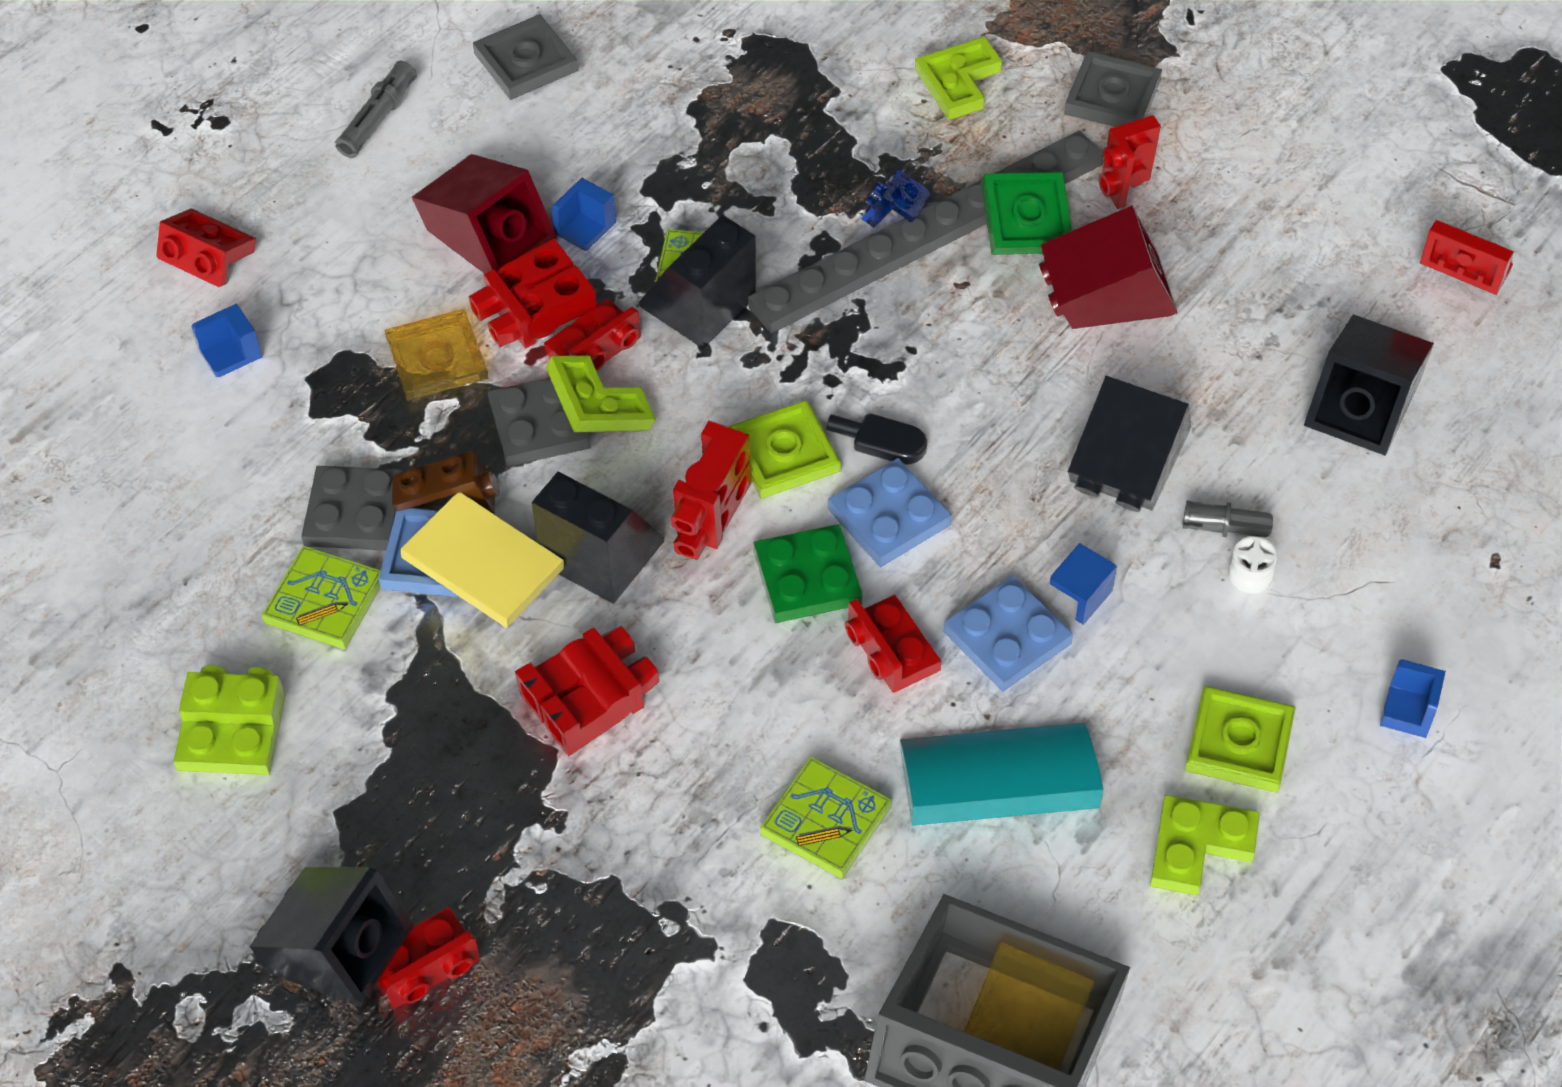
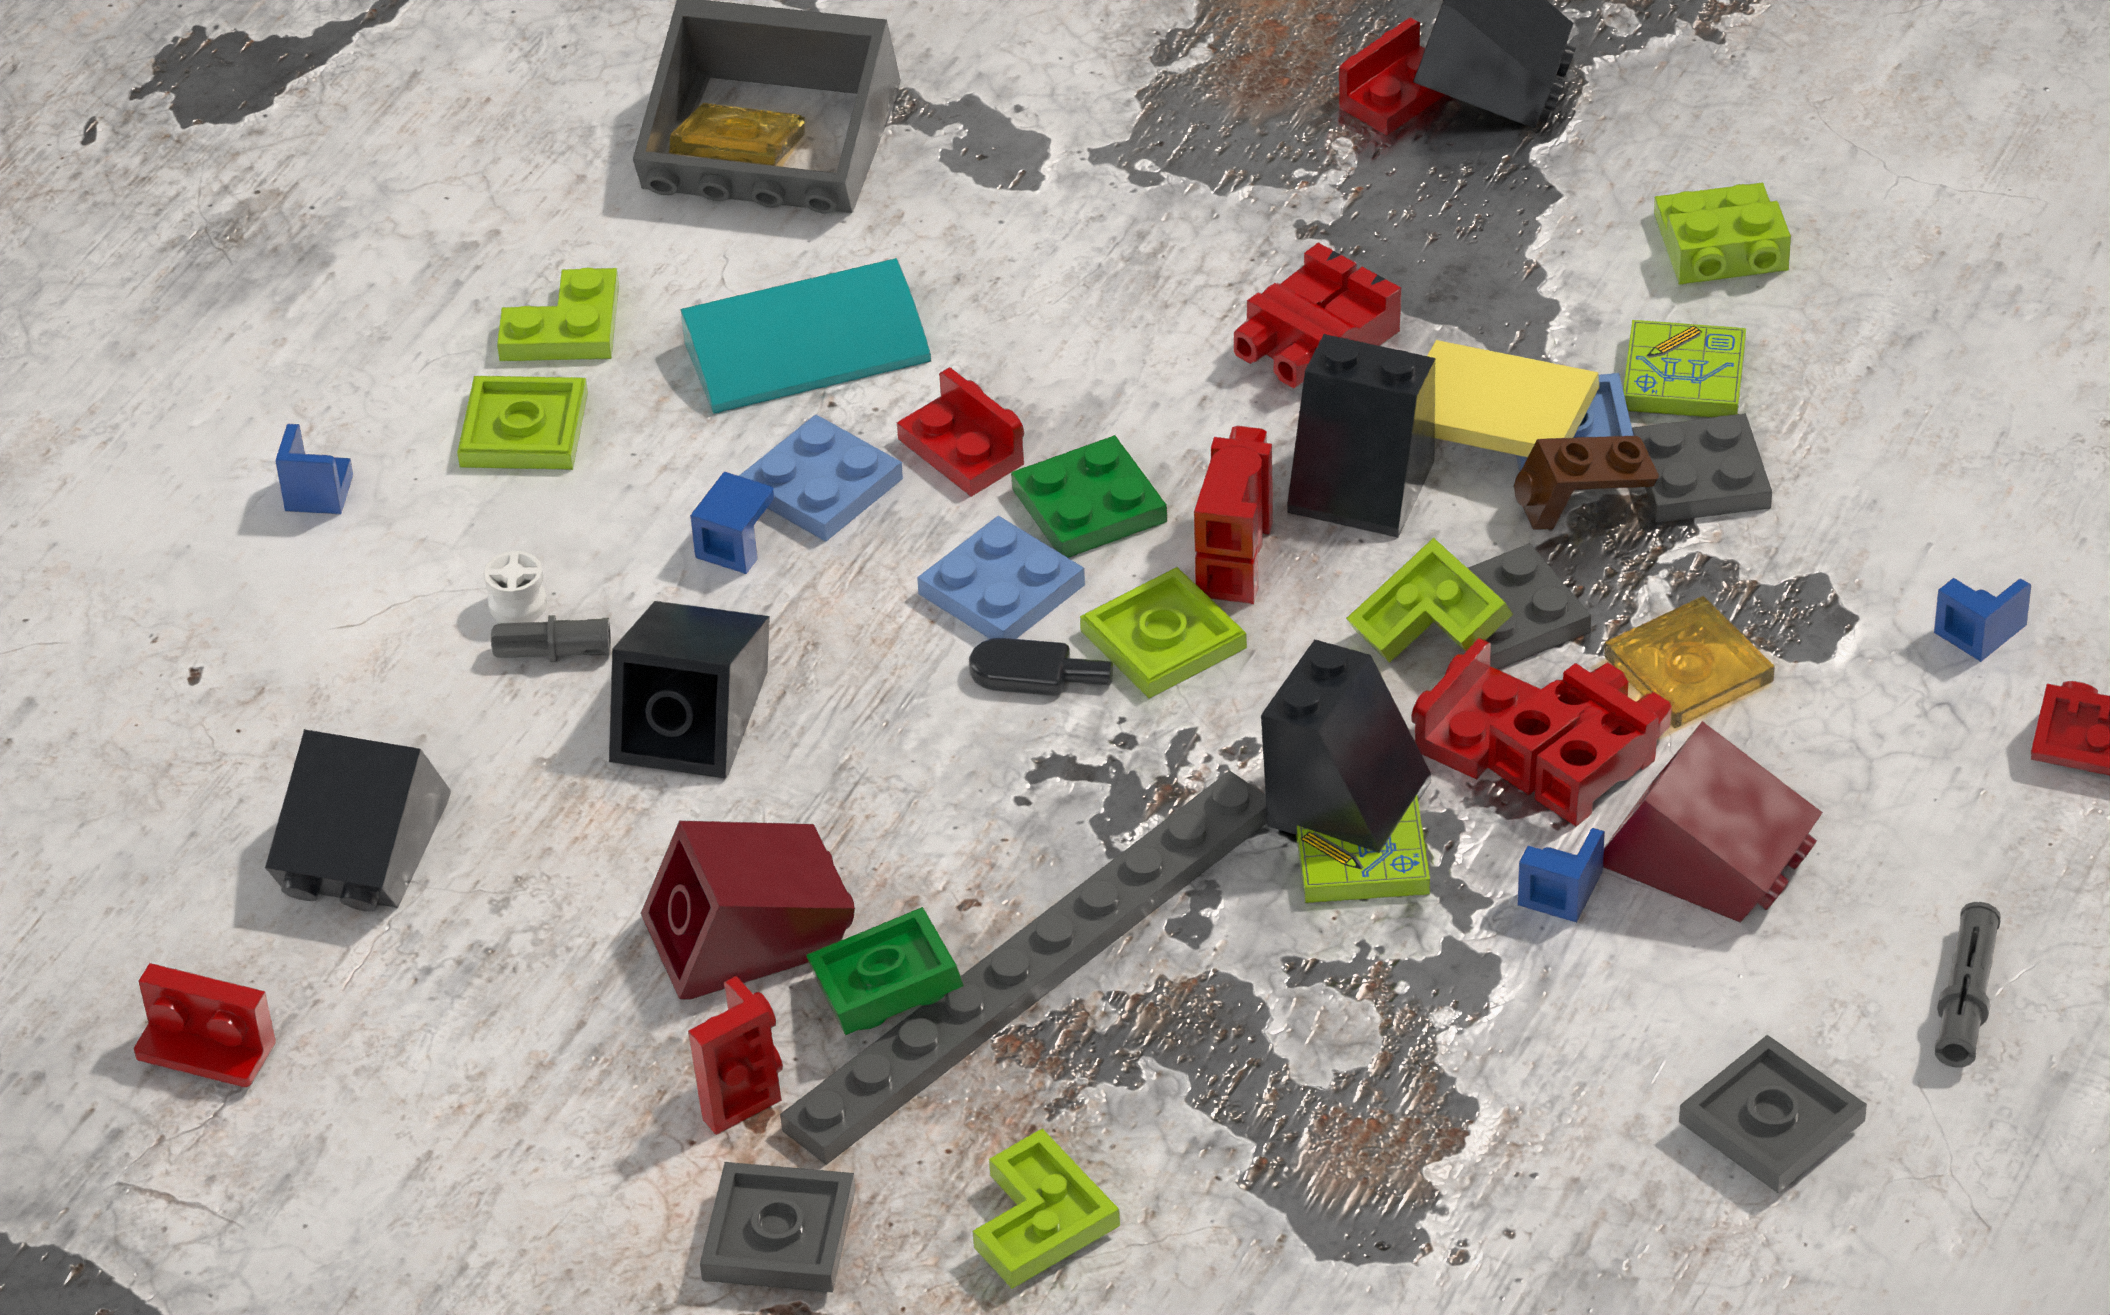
camera: 170 degrees right, 10 degrees down
(826, 817) = (997, 269): lime tile -> none
(897, 194) = (1100, 956): clear blue bracket -> none

